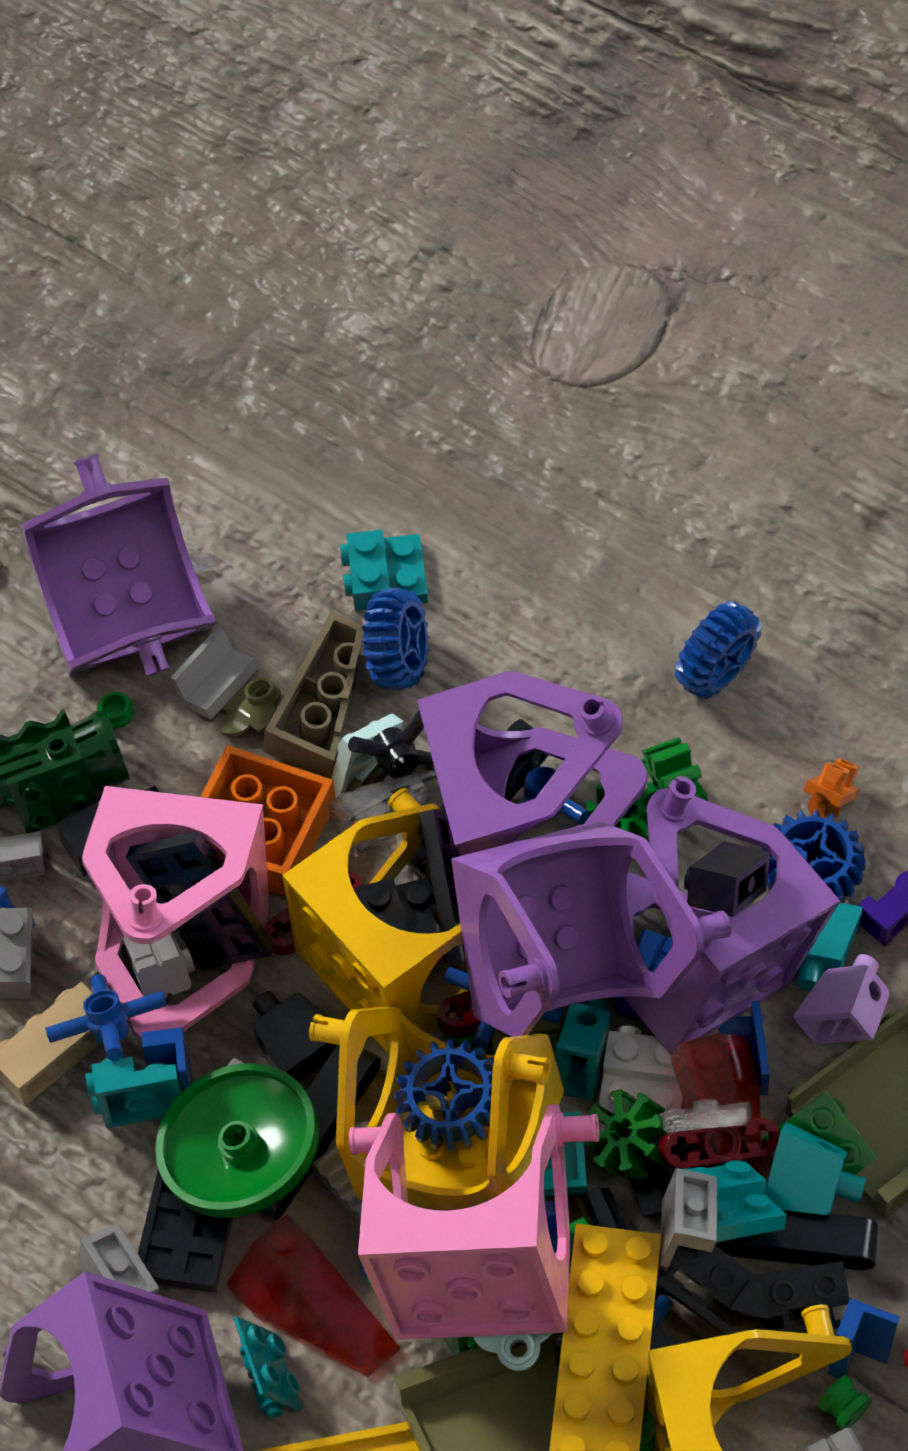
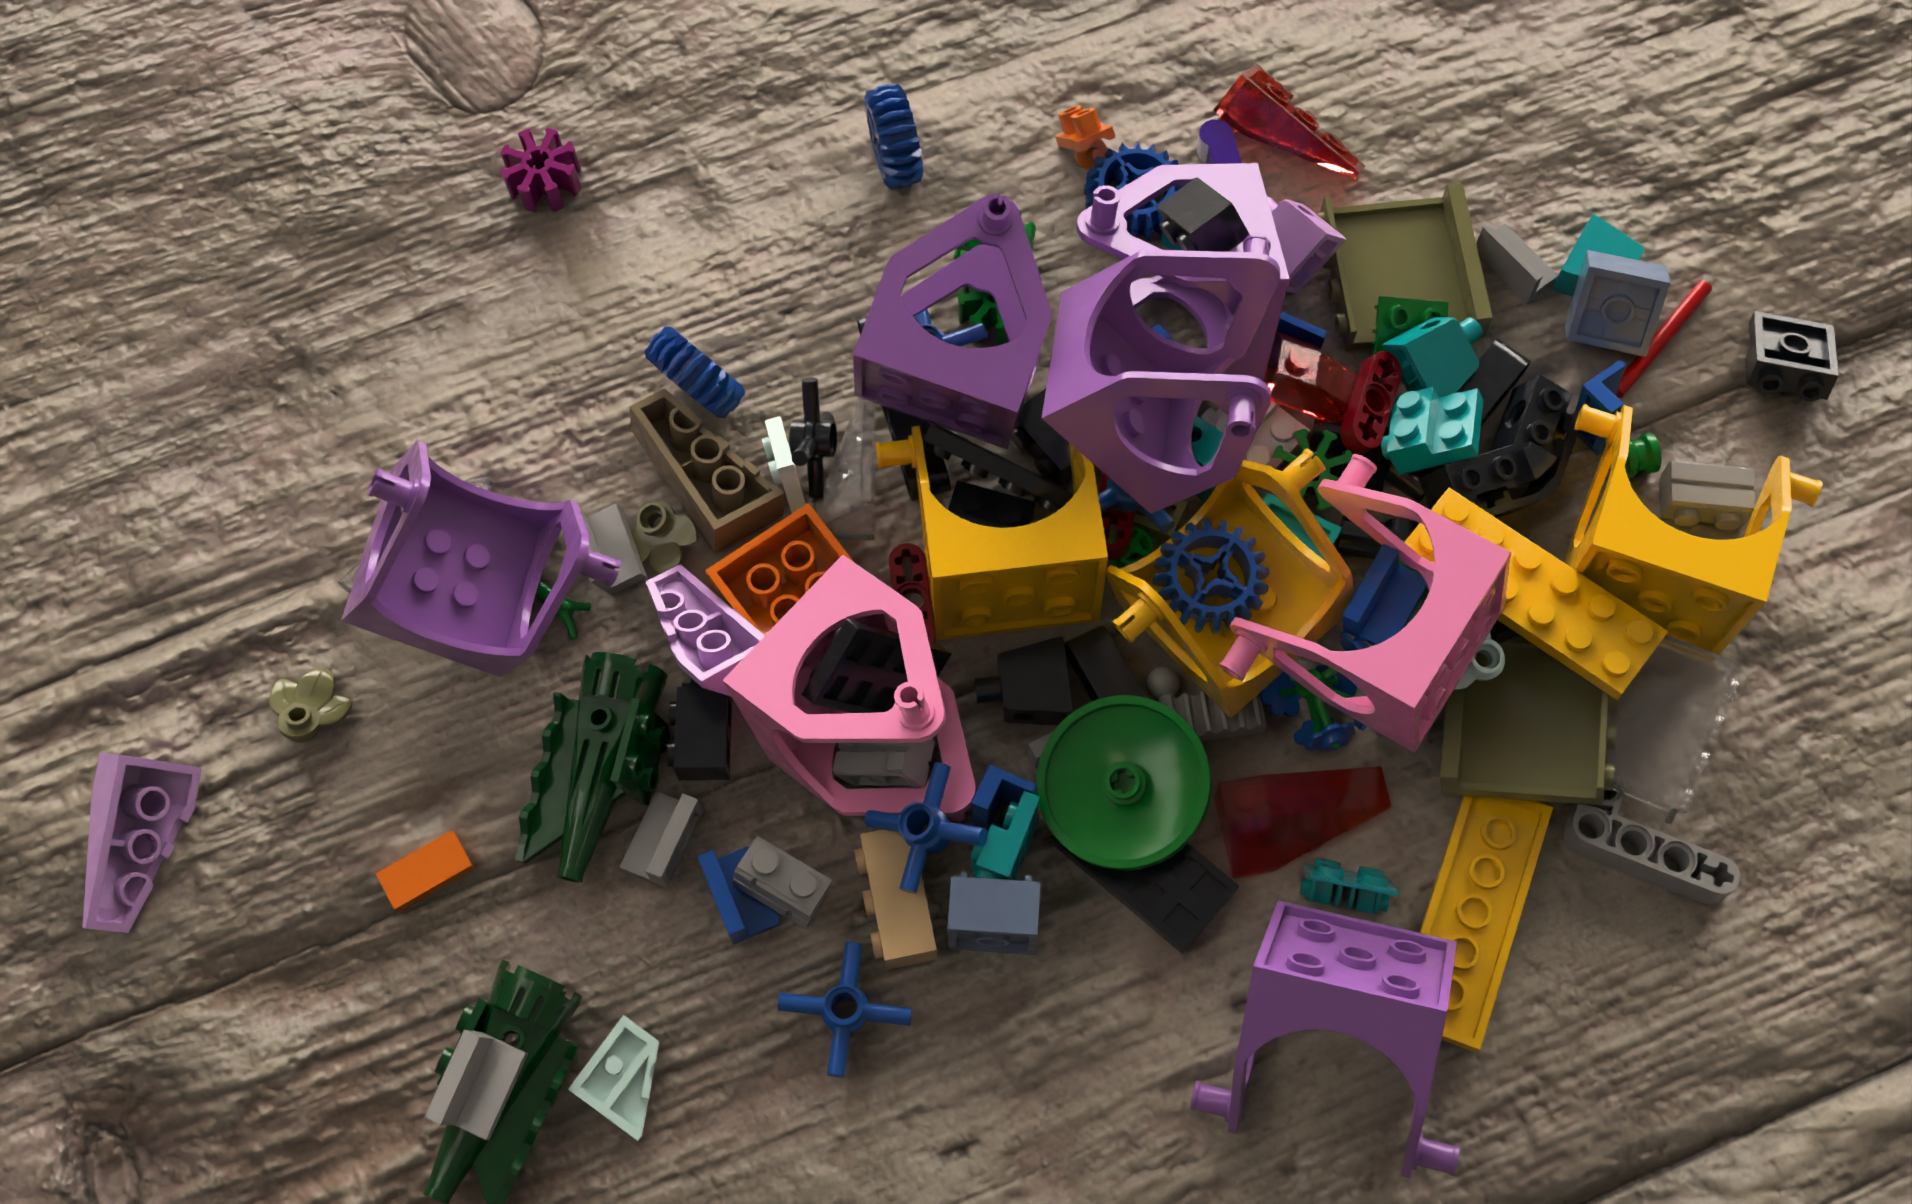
camera: 60 degrees left, 10 degrees up
(72, 1113) = (993, 915): none -> sand blue container
(113, 1257) = (1177, 964): light grey panel -> none
(118, 708) = (571, 653): green plate -> none
(148, 682) = (566, 609): none -> green bar
(181, 764) = (701, 627): none -> lavender wedge
(382, 564) = (598, 349): teal plate -> none
(510, 436) = (541, 170): none -> magenta gear
(688, 1214) = (1449, 456): light grey panel -> none
(705, 1115) = (1354, 393): clear plate -> none

